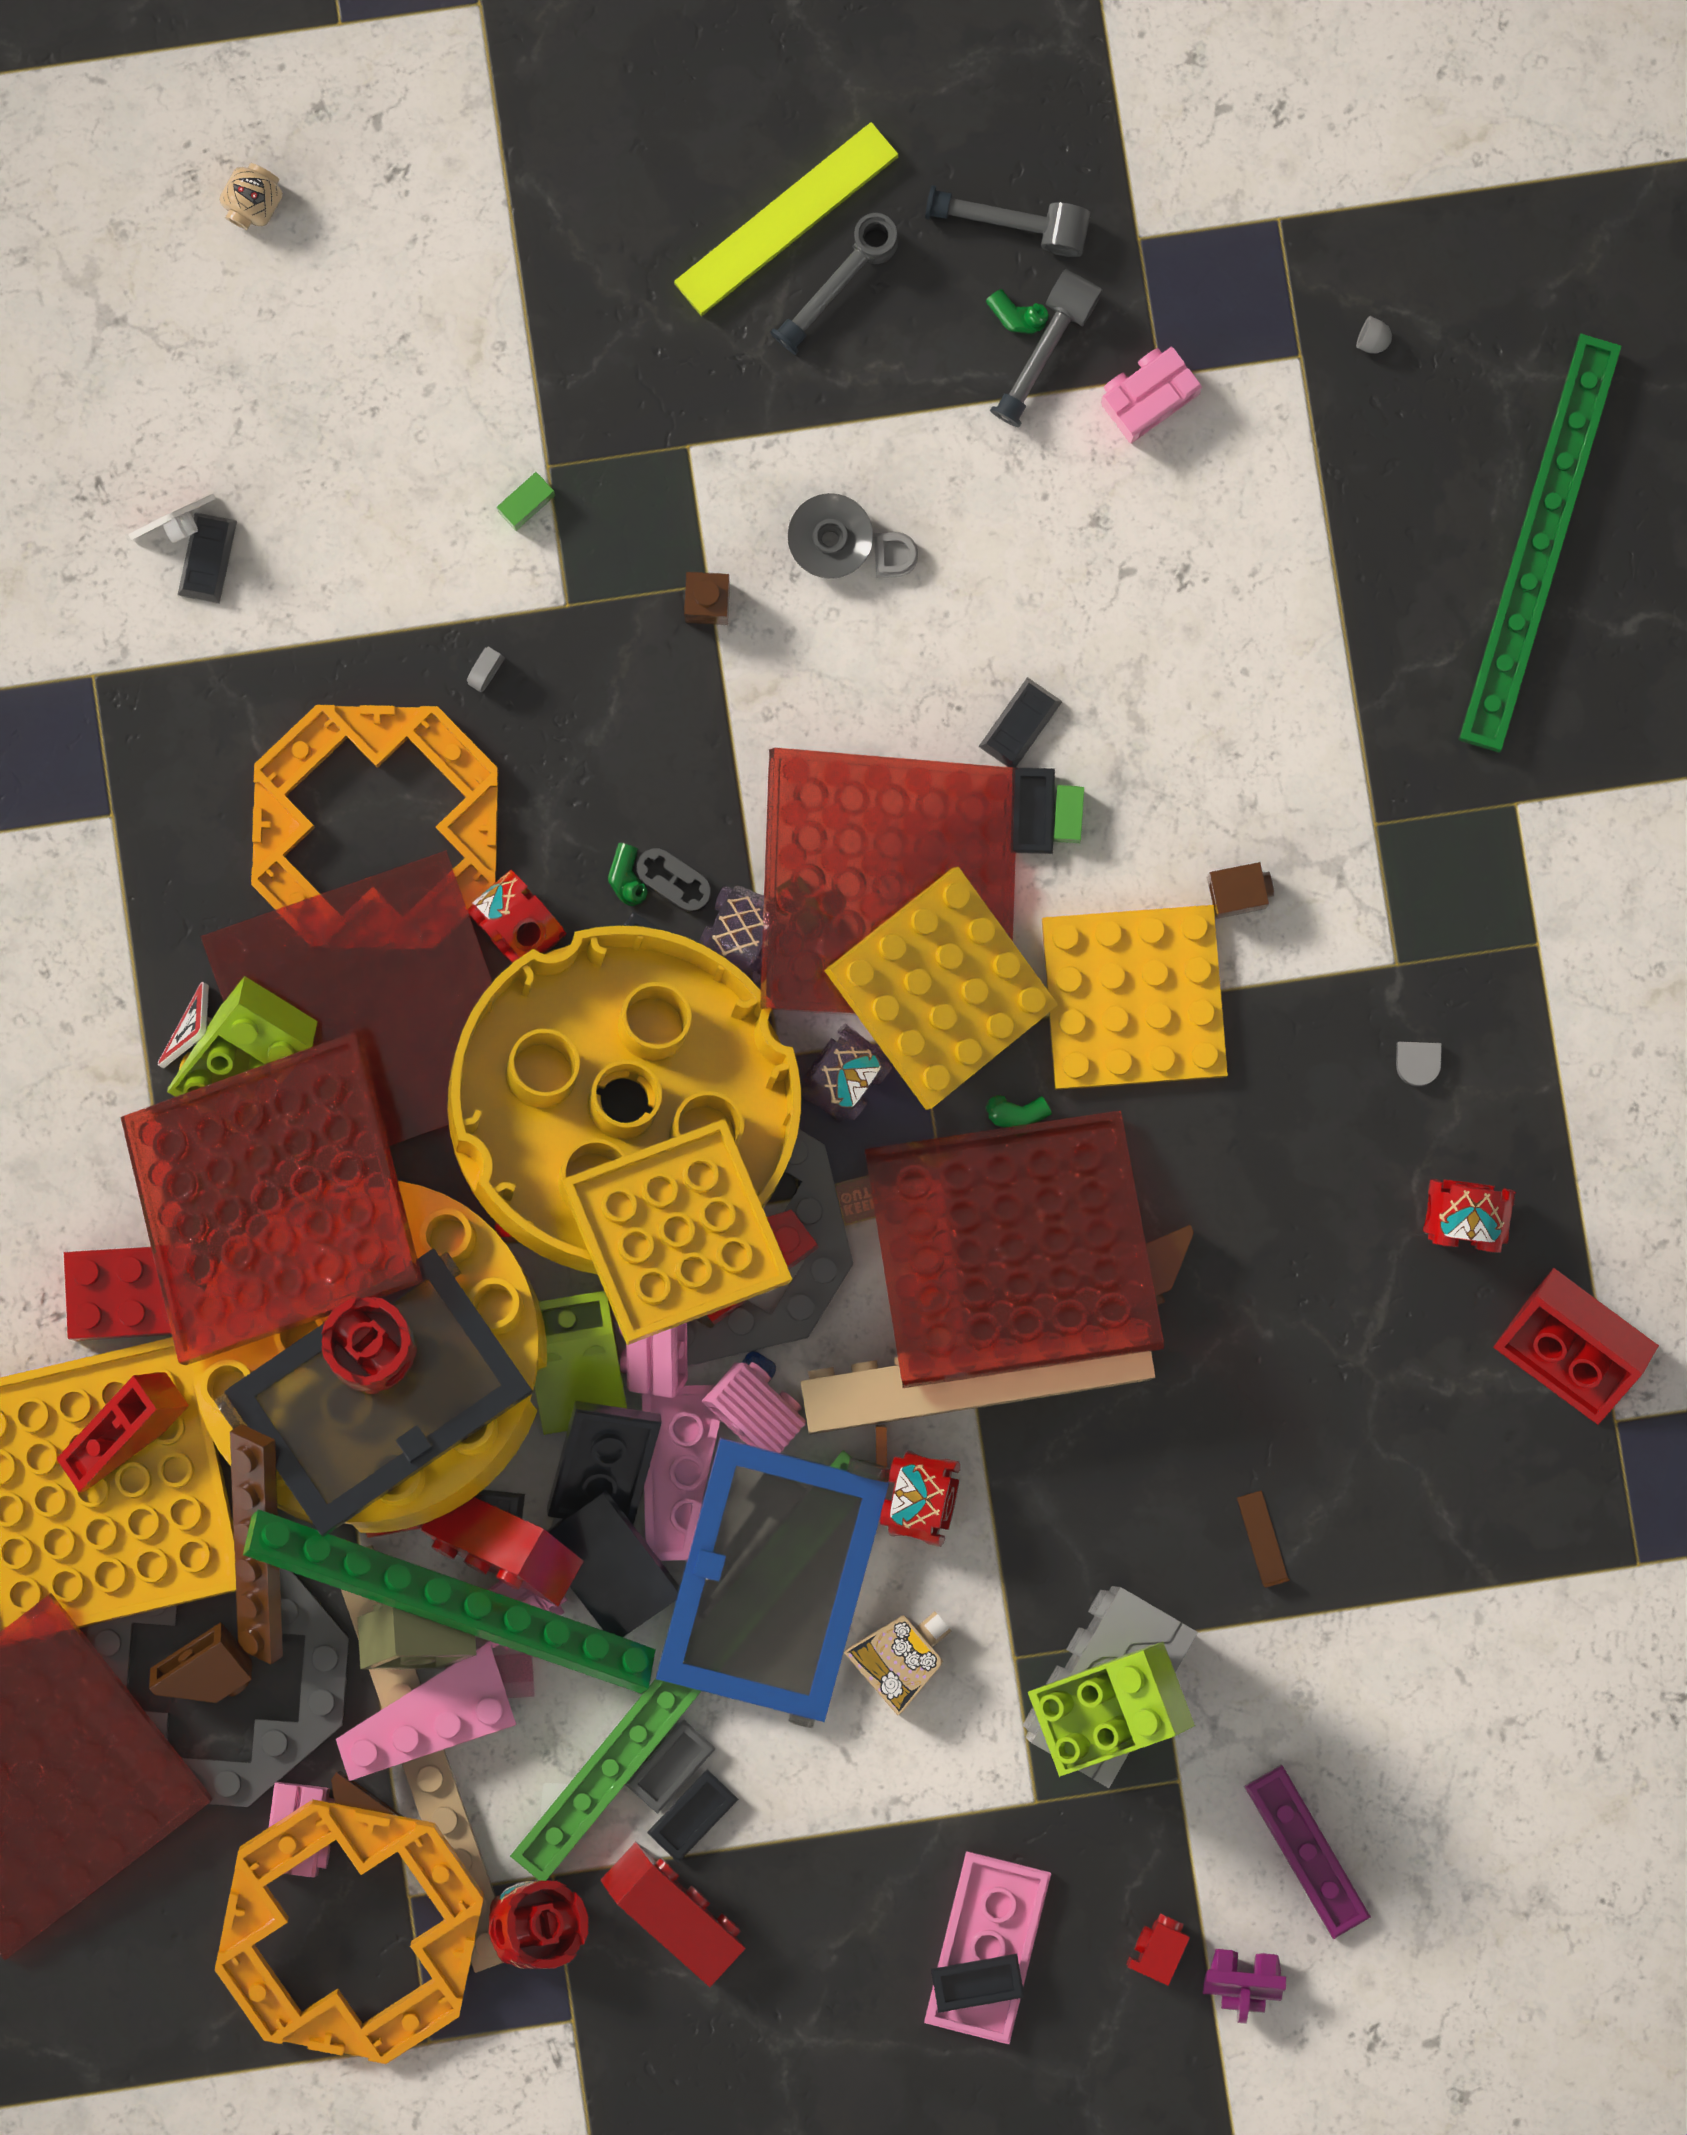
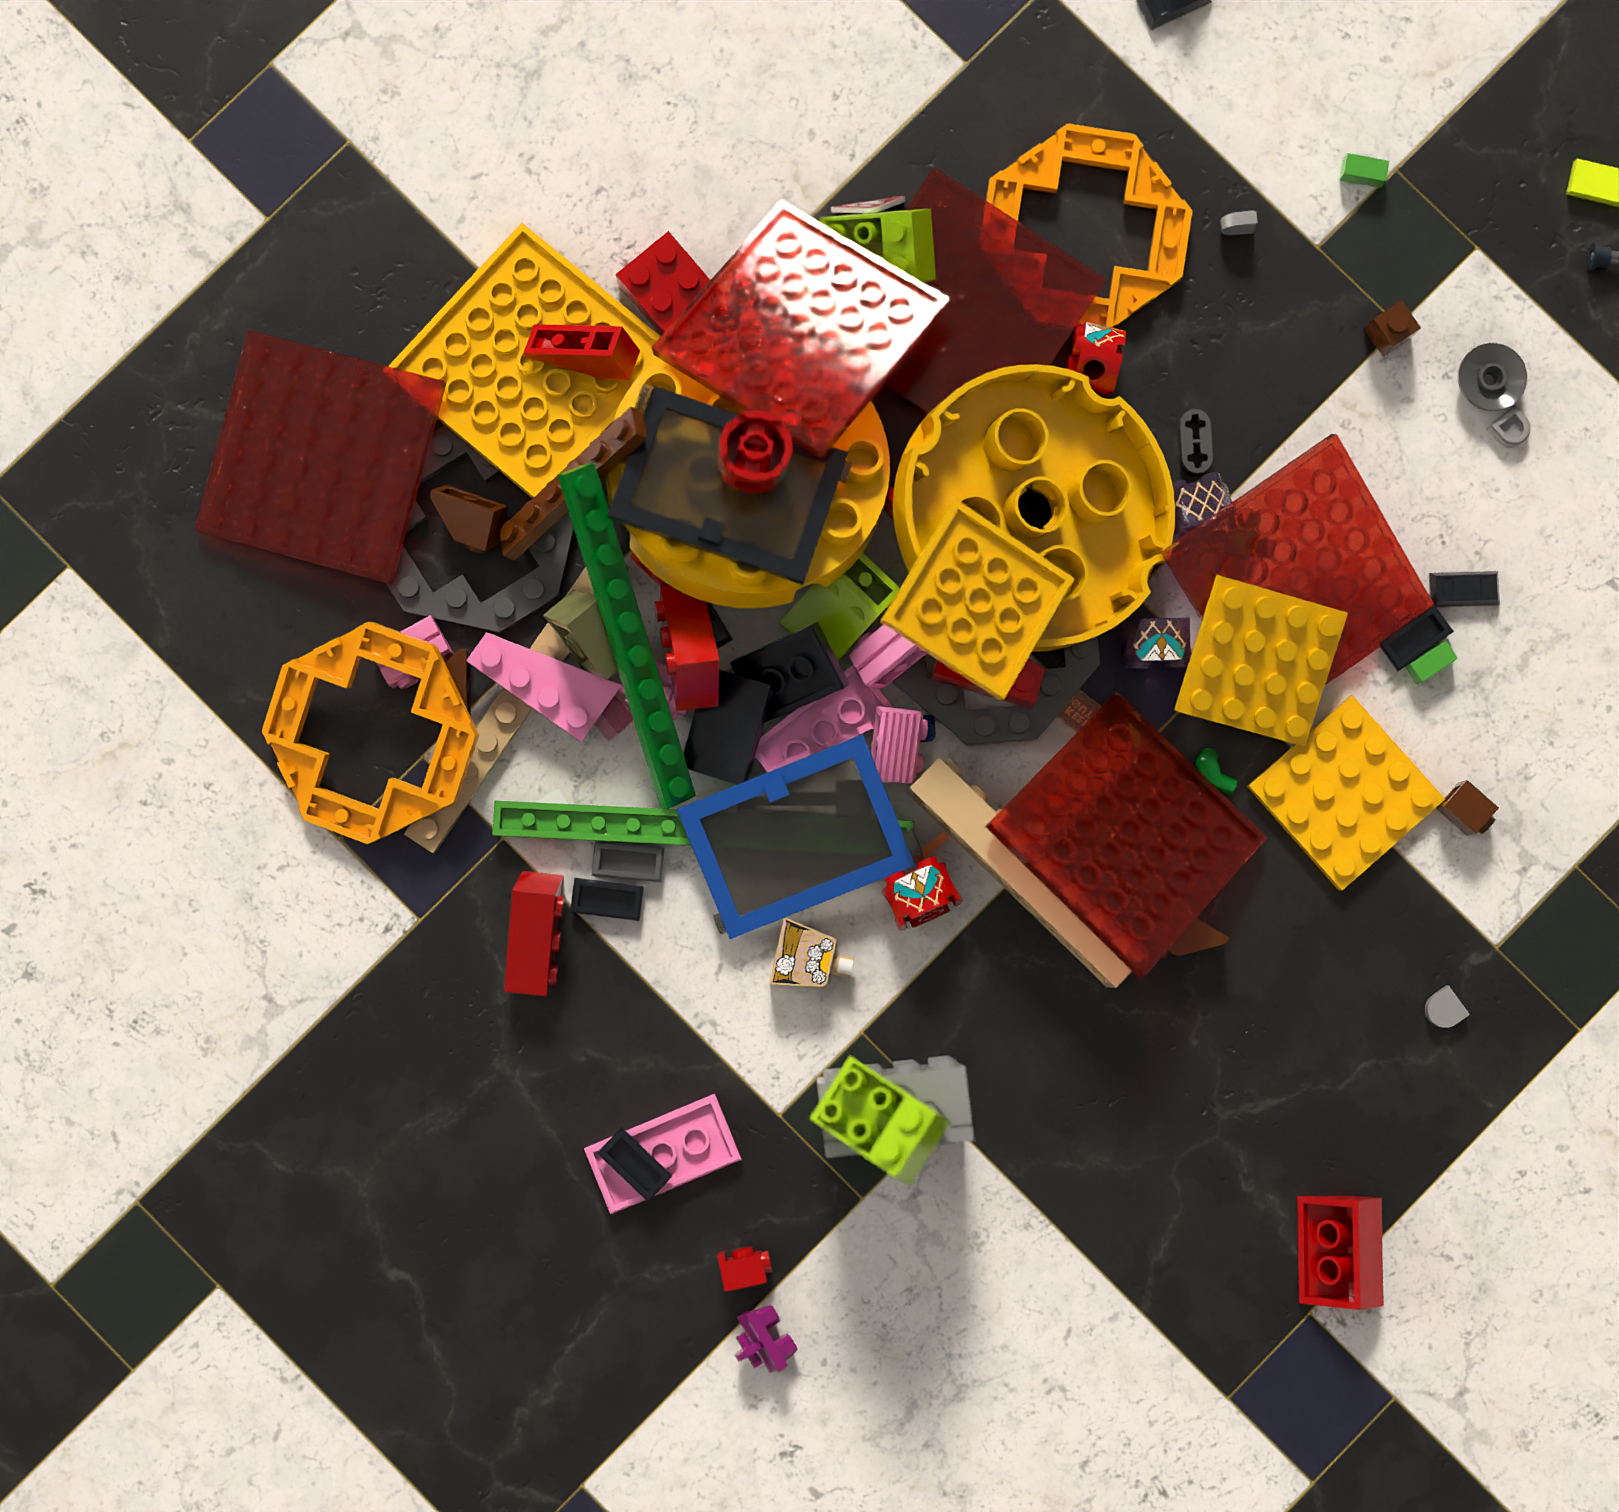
camera: 50 degrees right, 0 degrees up
(537, 1924) = (463, 850): red brick -> none
(623, 879) = (1171, 410): green arm -> none
(1262, 1539) = (1059, 1137): reddish brown piece -> none
(1307, 1851) = (878, 1317): magenta tile -> none
(1468, 1213) = (1376, 1115): red brick -> none

